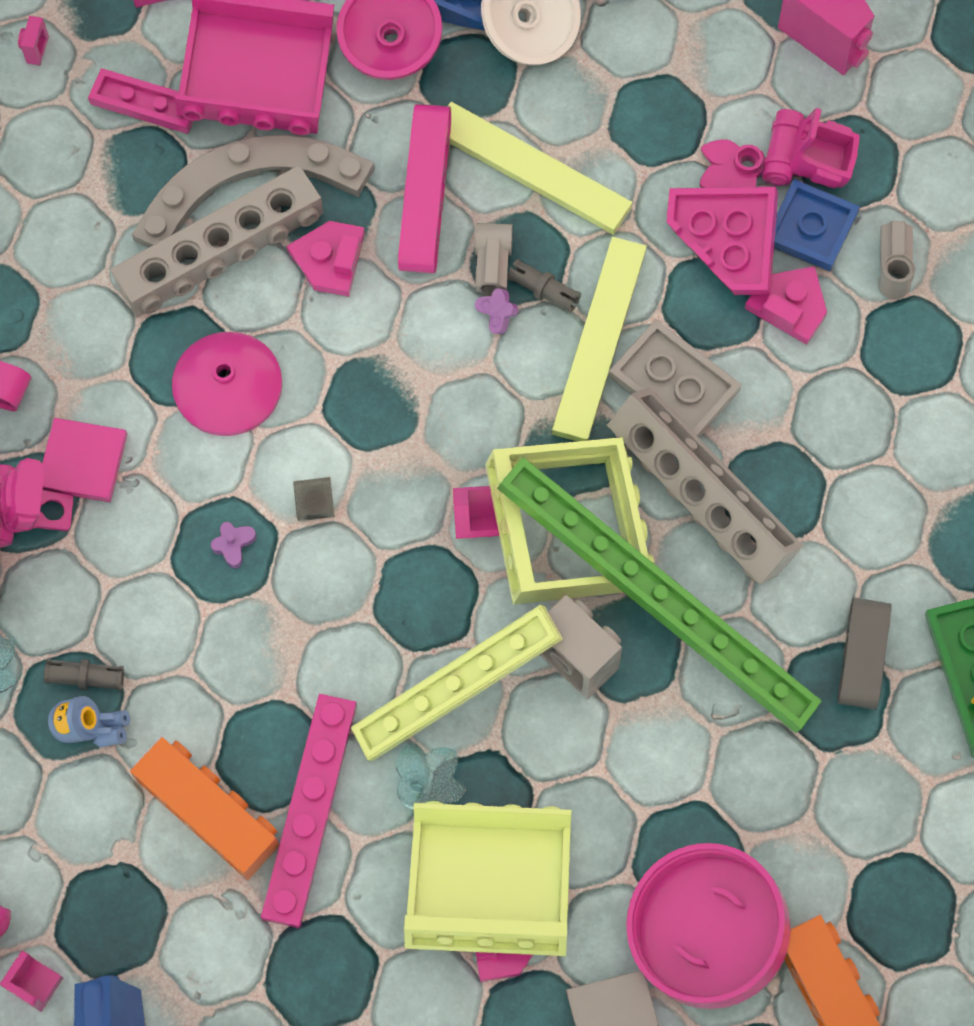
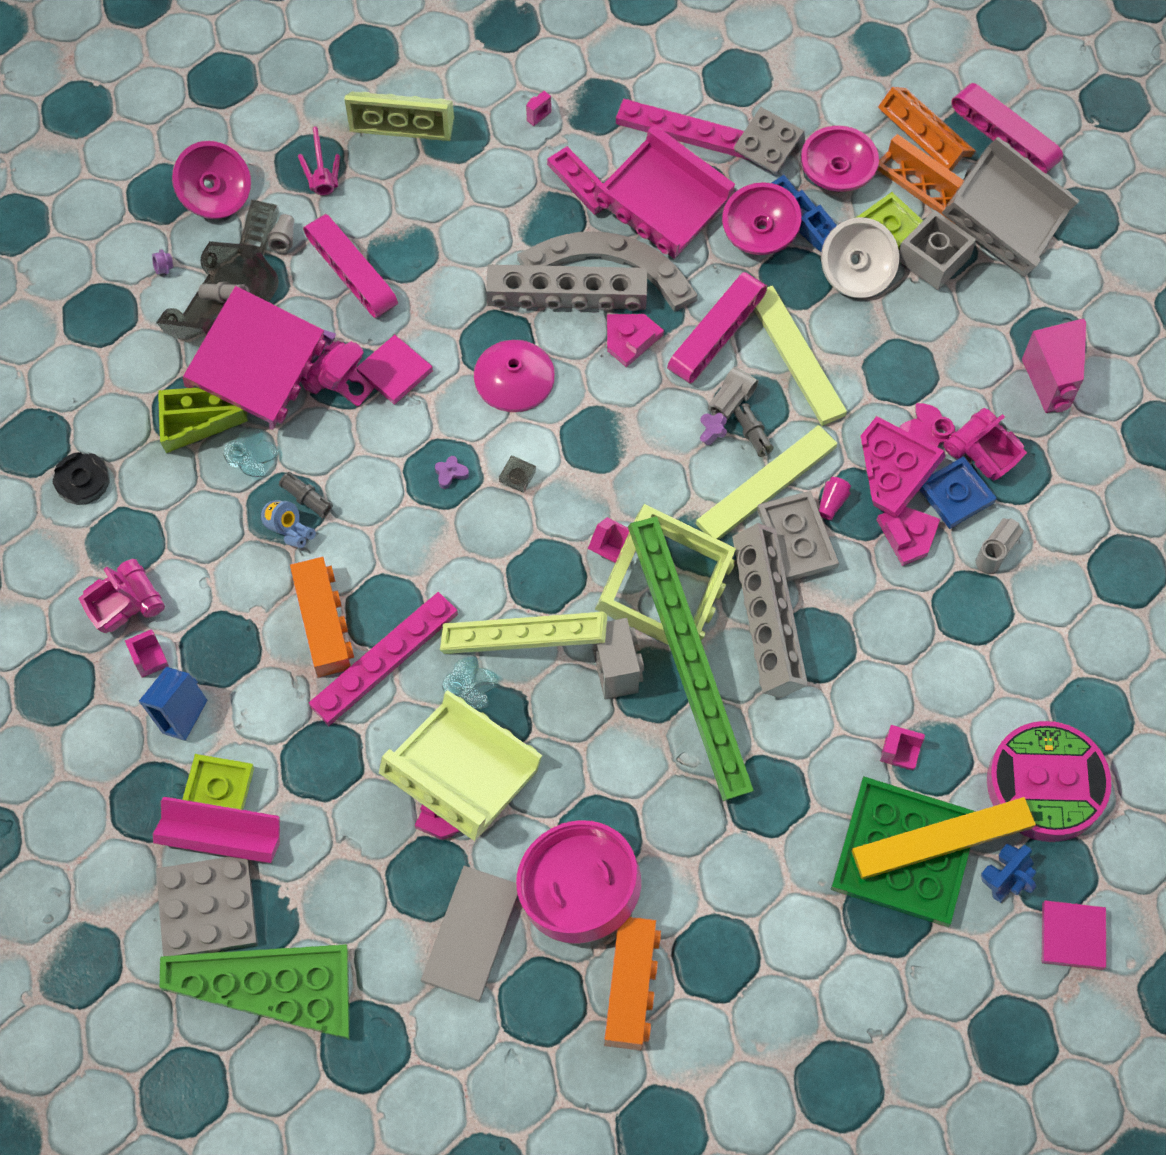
camera: 30 degrees right, 5 degrees down
(684, 310) = (834, 495): none -> dark pink cone
(864, 653) = (802, 778): dark grey beam -> none
(943, 552) = (902, 747): none -> dark pink panel

